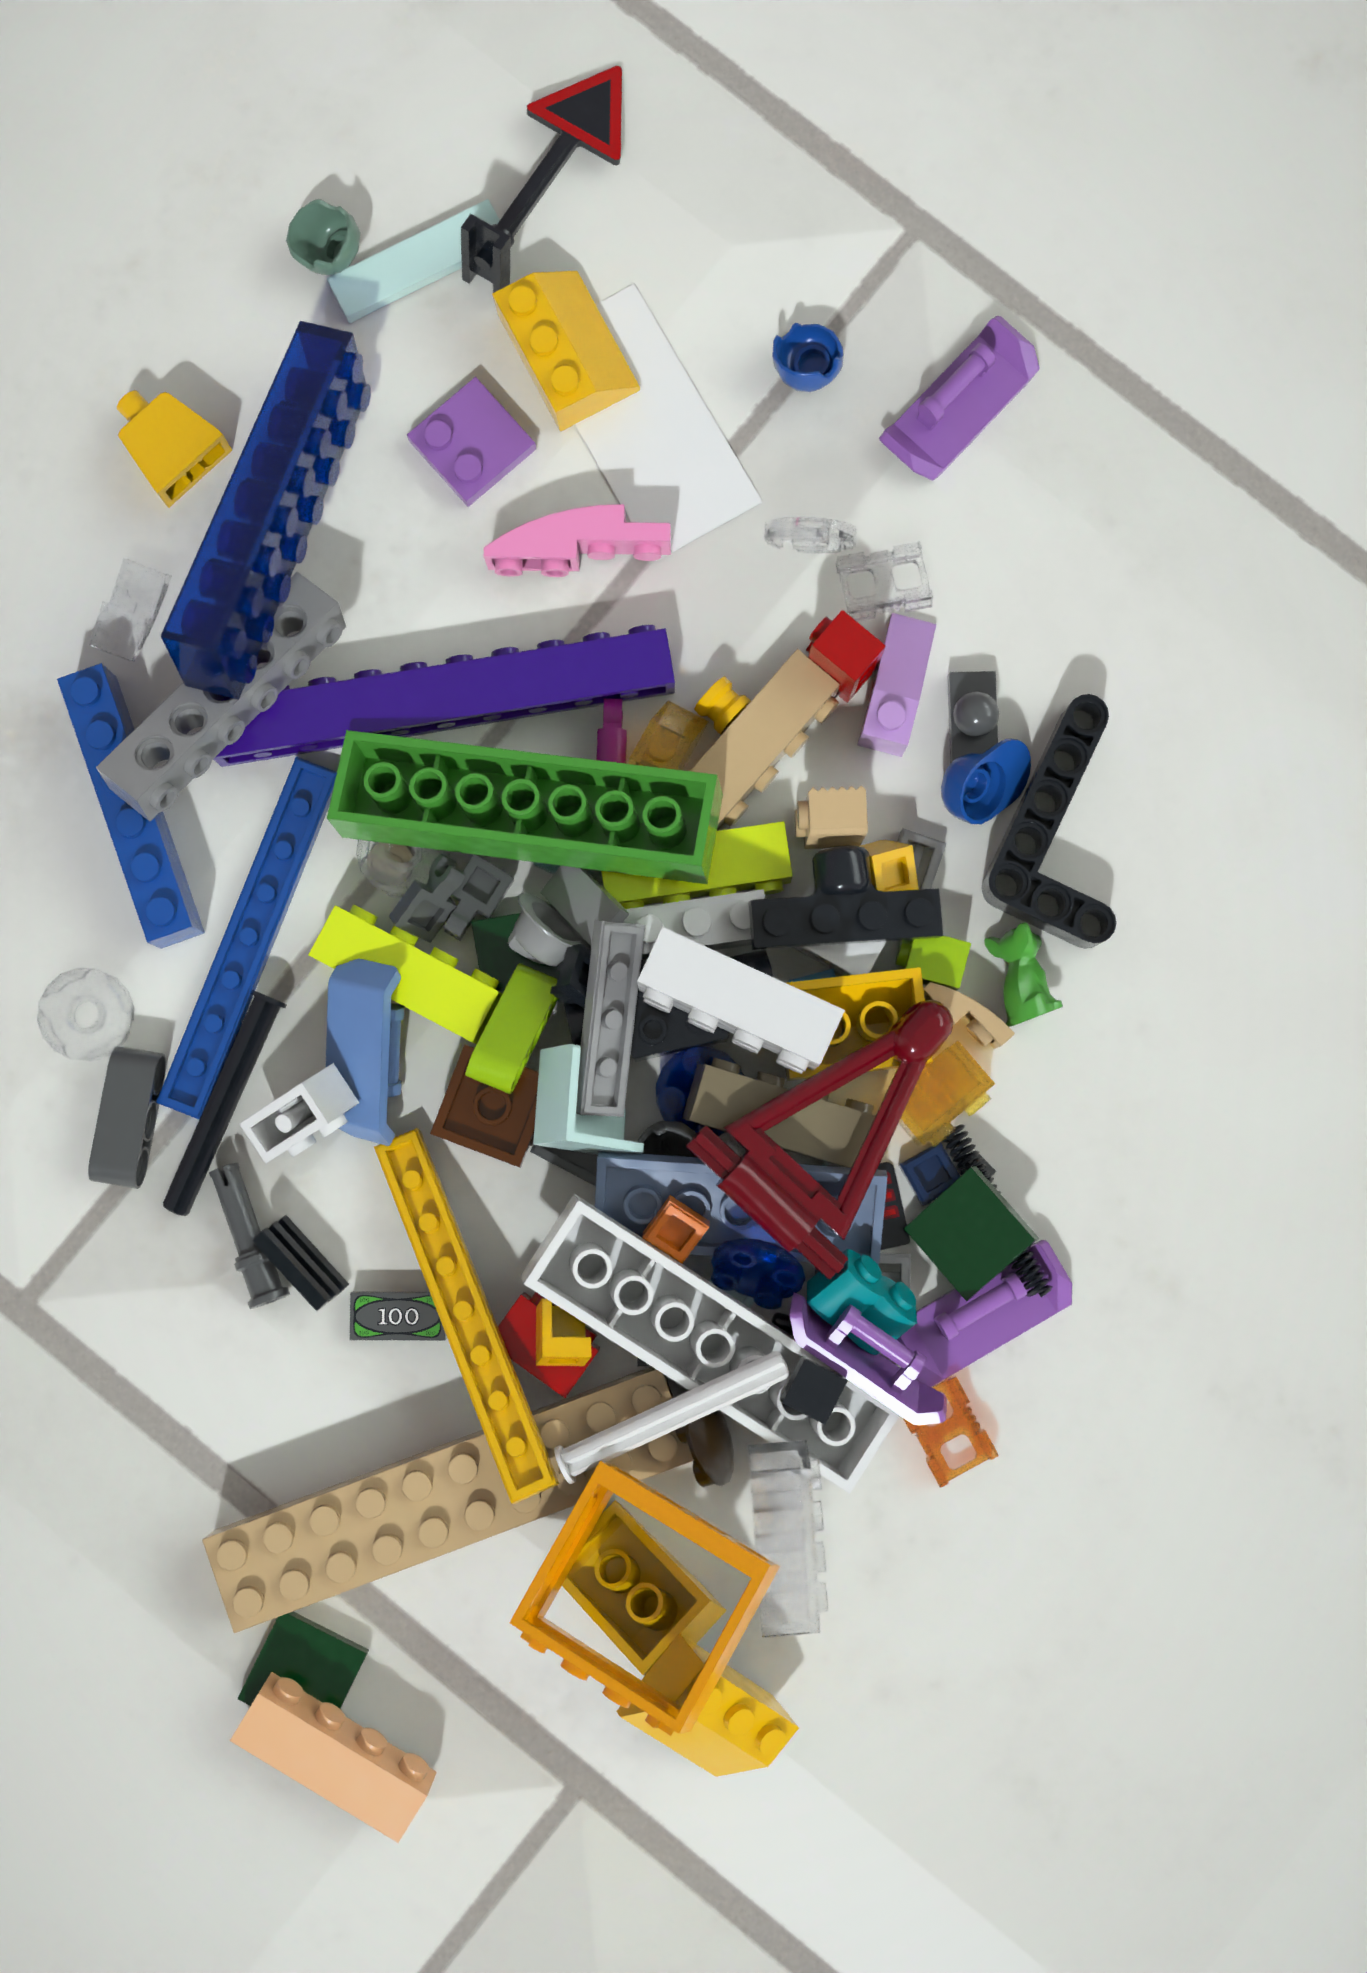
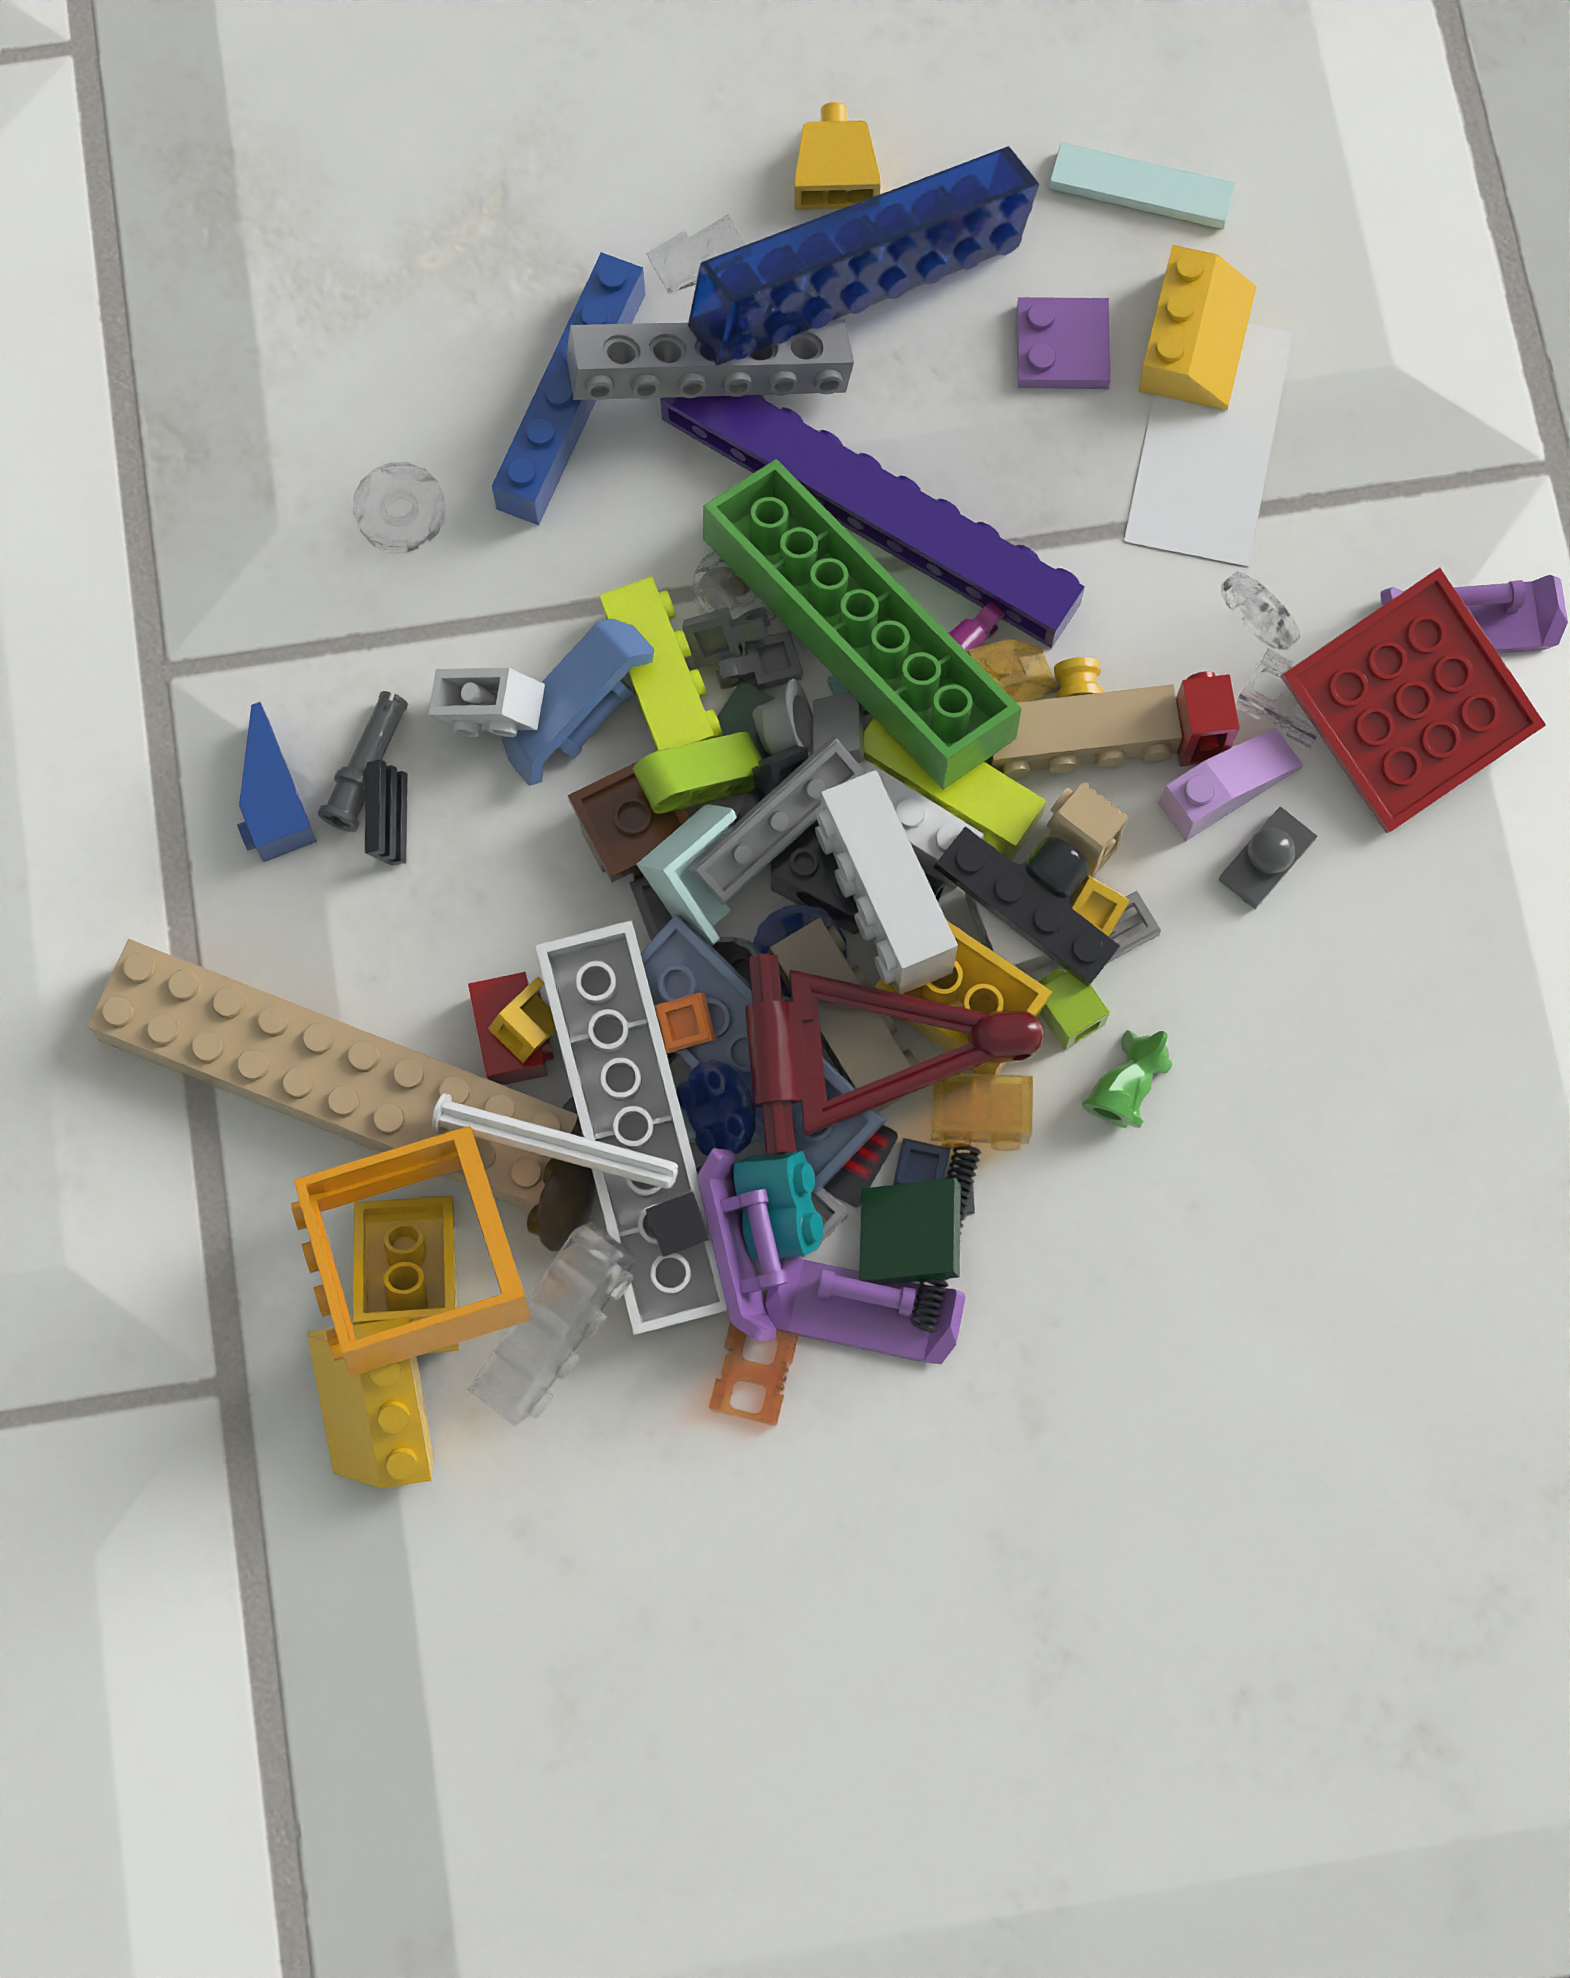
camera: 45 degrees right, 10 degrees down
(127, 1117) = (359, 602): dark grey beam -> none
(200, 1328) = (268, 797): none -> blue slope
(222, 1103) = (437, 652): black axle -> none
(248, 938) = (561, 556): blue tile -> none
(311, 1656) = (104, 1115): dark green tile -> none
(323, 238) = (1083, 111): sand green hair -> none
(335, 1756) = (71, 1188): light nougat brick -> none
(394, 1316) = (420, 917): tile -> none
(466, 1317) = (469, 952): yellow tile -> none
(558, 539) = (1065, 462): bright pink slope -> none
(584, 117) = (1360, 181): black piece -> none
(807, 357) = (1377, 486): blue hair -> none
(980, 507) = (1413, 700): none -> red plate
(982, 1025) = (1057, 1057): tan slope -> none
(986, 783) = (1235, 909): blue cap -> none
(1042, 827) = (1250, 982): black beam -> none

